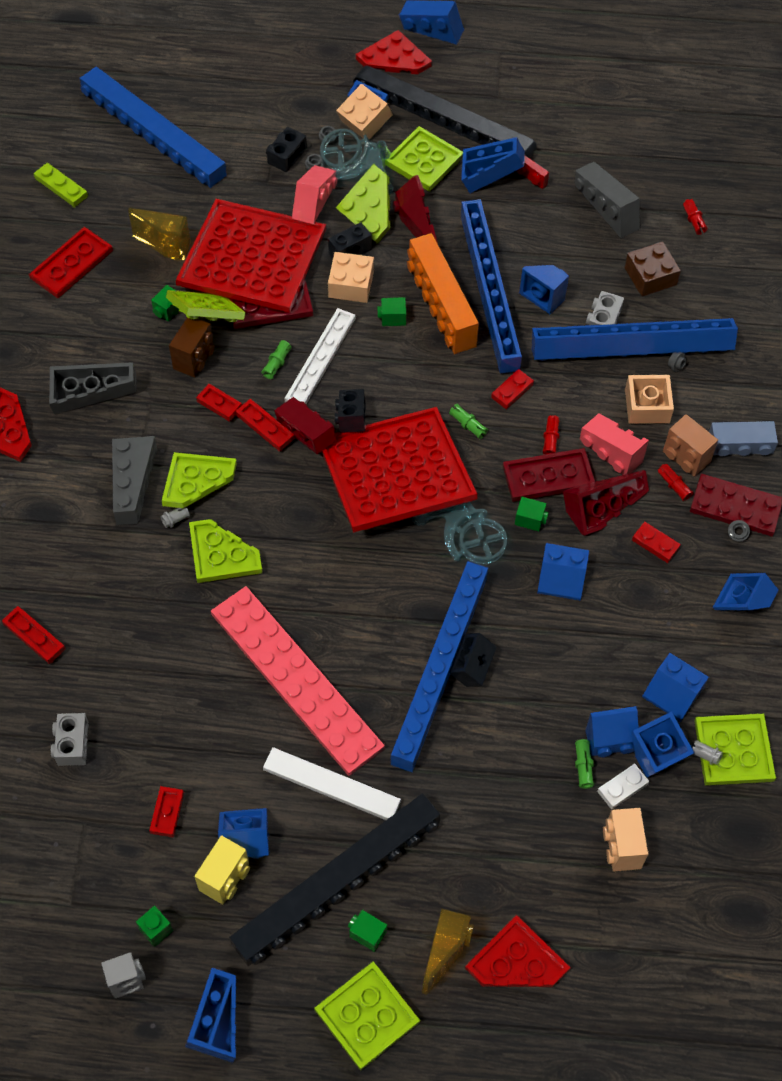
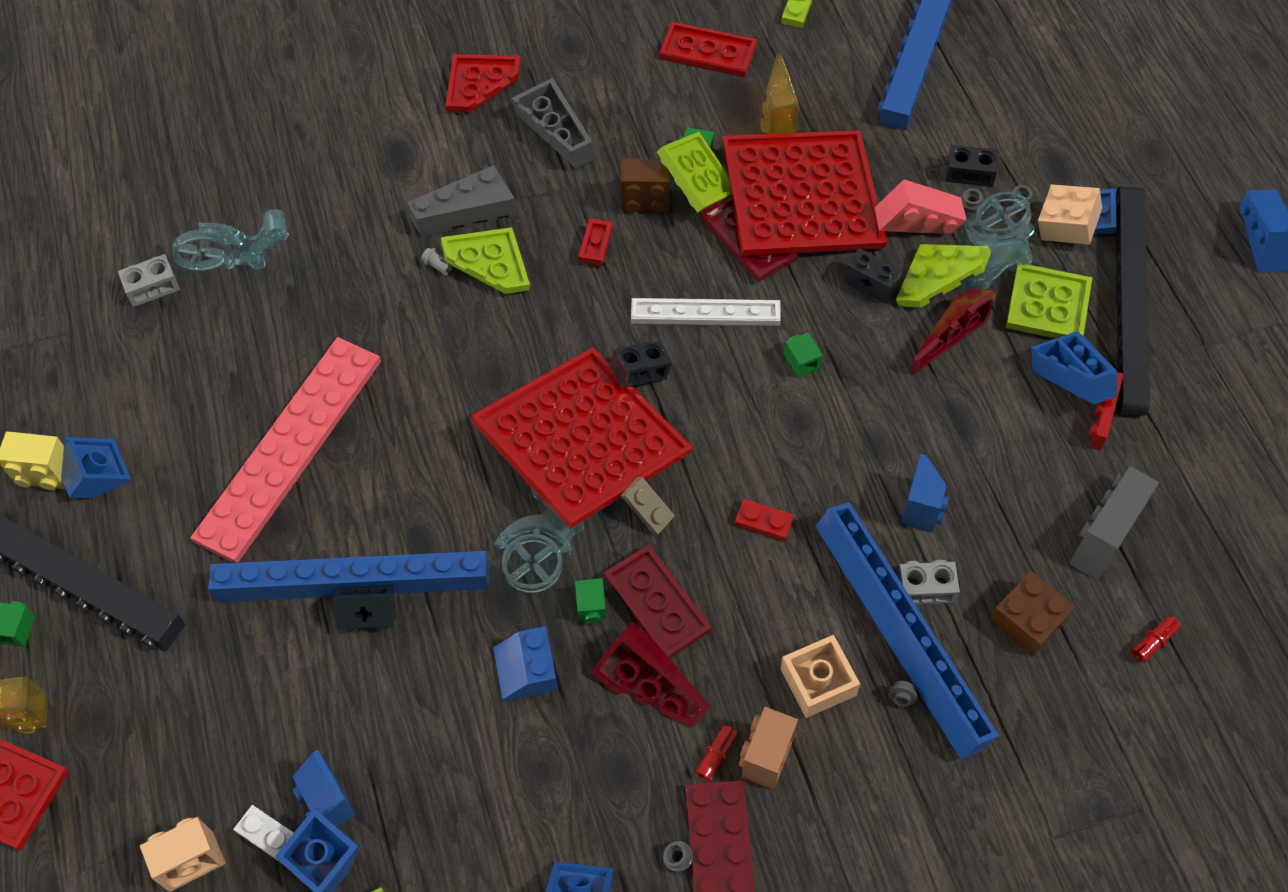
camera: 70 degrees right, 0 degrees up
(33, 635) = (254, 202): red plate -> none
(84, 651) = (246, 251): none -> clear light blue piece
(166, 811) = (96, 391): red plate -> none
(221, 553) = (410, 318): lime plate -> none
(265, 425) = (587, 294): red plate -> none
(276, 359) = (679, 271): bright green pin -> none
(306, 425) = (598, 327): dark red brick -> none
(331, 784) = (174, 529): white tile -> none
(350, 277) = (826, 294): light nougat brick -> none
(394, 54) = (1189, 215): red plate -> none
(442, 294) = (849, 390): orange brick -> none
(468, 421) = (692, 489): bright green pin -> none
(473, 449) = (647, 505): none -> dark tan plate
(490, 286) = (893, 437): blue brick -> none
(551, 435) = (715, 584): red axle -> none
(584, 763) = (280, 776): bright green pin -> none
(614, 444) = (731, 658): coral wedge -> none
(656, 542) = (619, 760): red plate -> none
(675, 686) = (417, 849): blue slope -> none
(744, 438) = (822, 816): sand blue brick -> none

